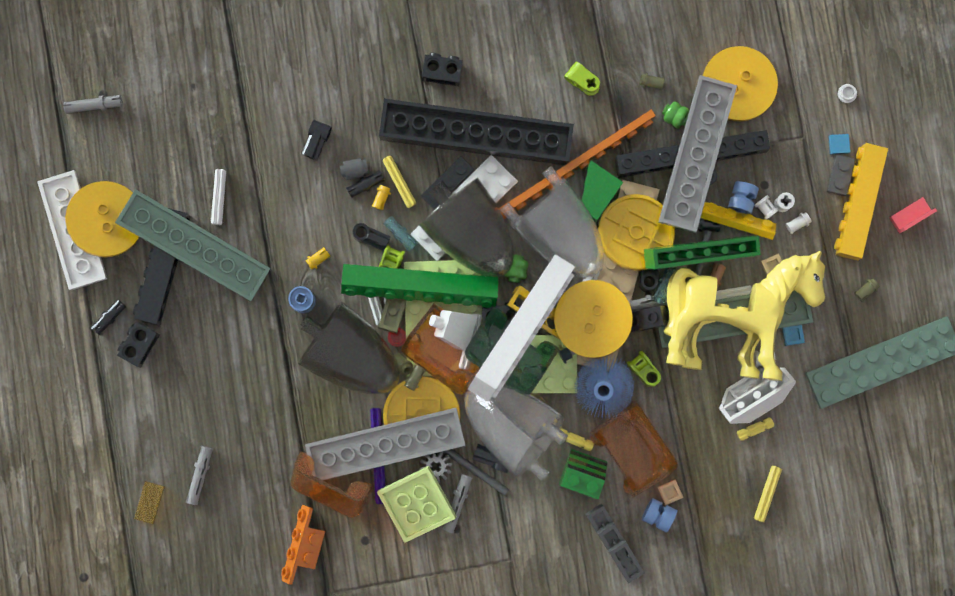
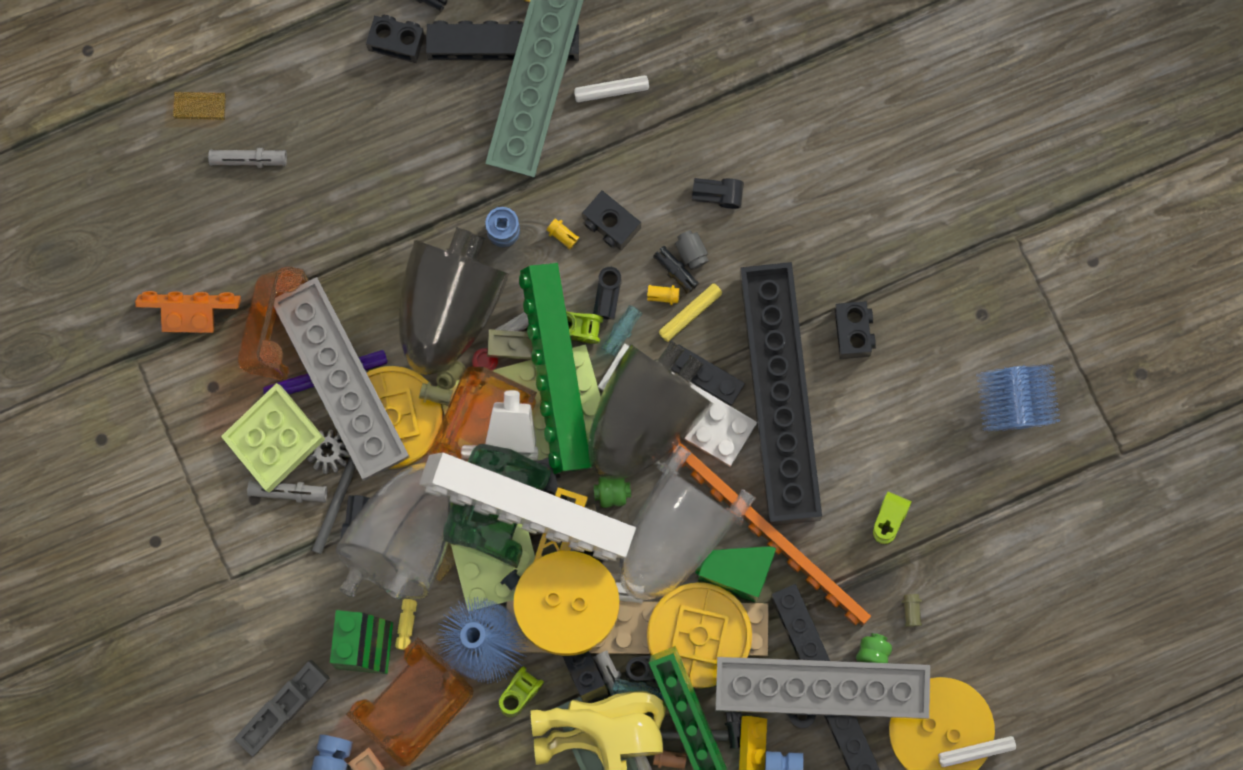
camera: 80 degrees right, 5 degrees down
(306, 221) = (604, 207): none -> black brick
(762, 62) = (977, 751): none -> white axle

